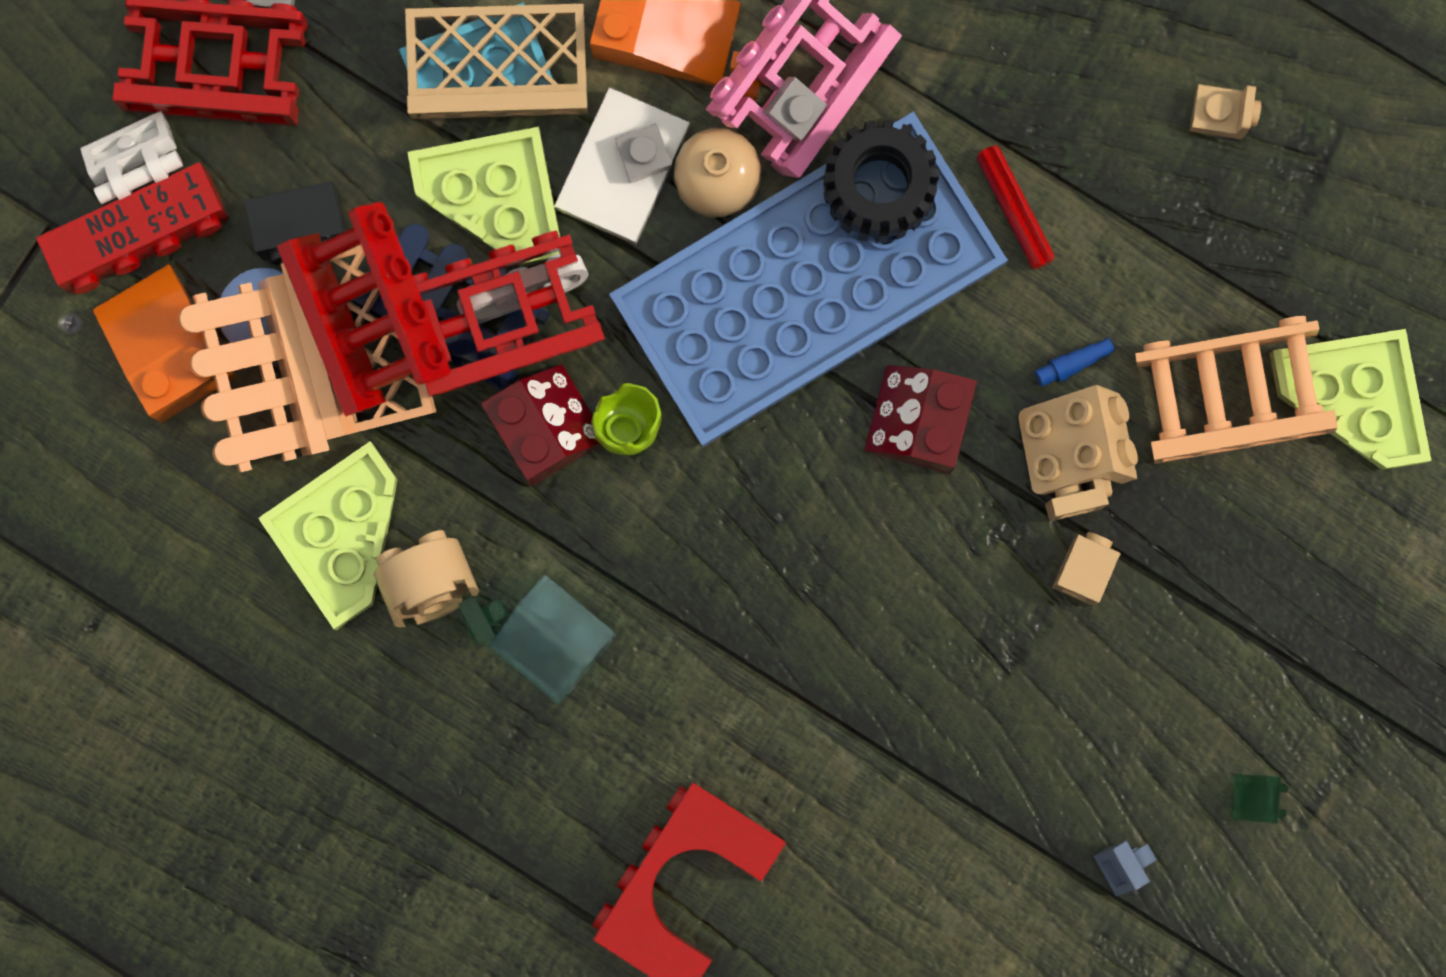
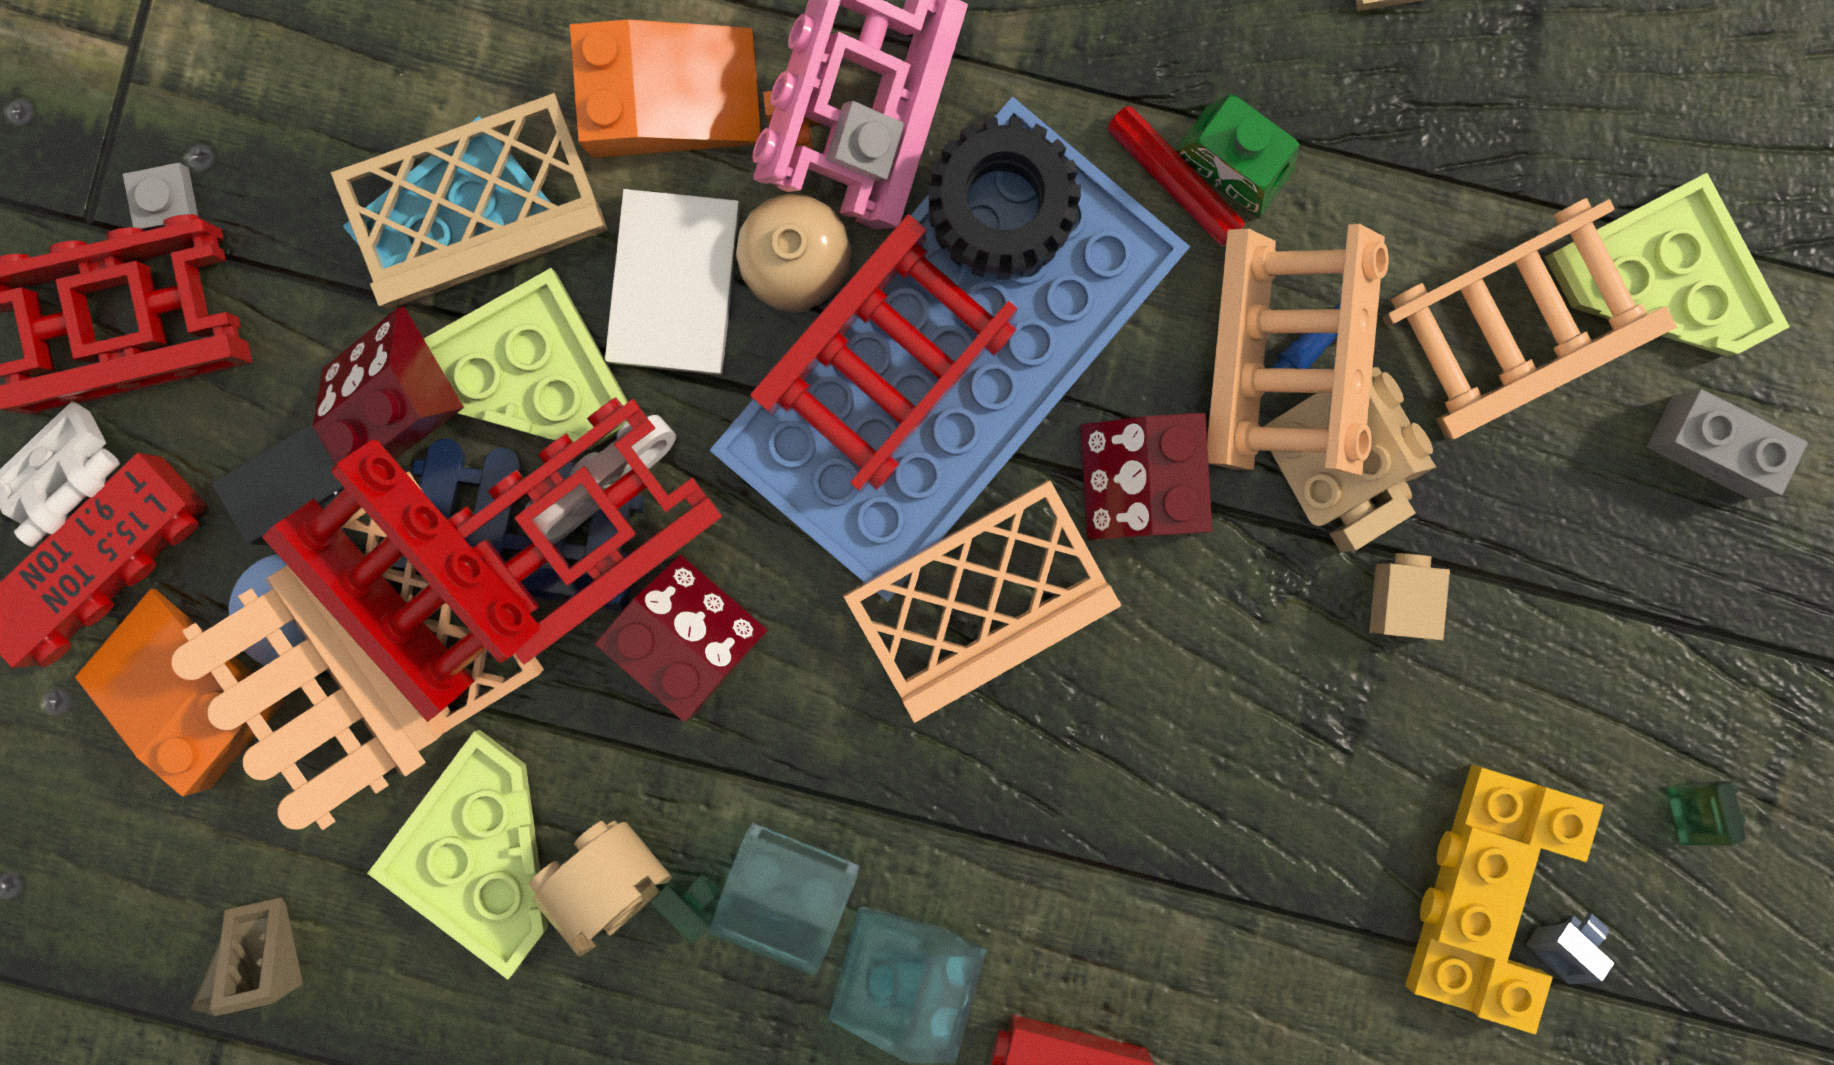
camera: 20 degrees left, 5 degrees up
(149, 554) = (252, 961): none -> dark tan slope
(390, 170) = (383, 391): none -> dark red slope
(624, 731) = (907, 986): none -> clear light blue slope
(627, 420) = (784, 601): lime hair -> none
(643, 153) = (693, 258): light grey plate -> none
(758, 221) = (865, 299): none -> red fence
(777, 504) = (1009, 643): none -> light nougat fence
(1024, 341) = (1241, 344): none -> light nougat fence
(1066, 206) = (1240, 153): none -> green torso
(1071, 801) = (1482, 894): none -> yellow bracket
(1357, 531) = (1727, 444): none -> light grey brick

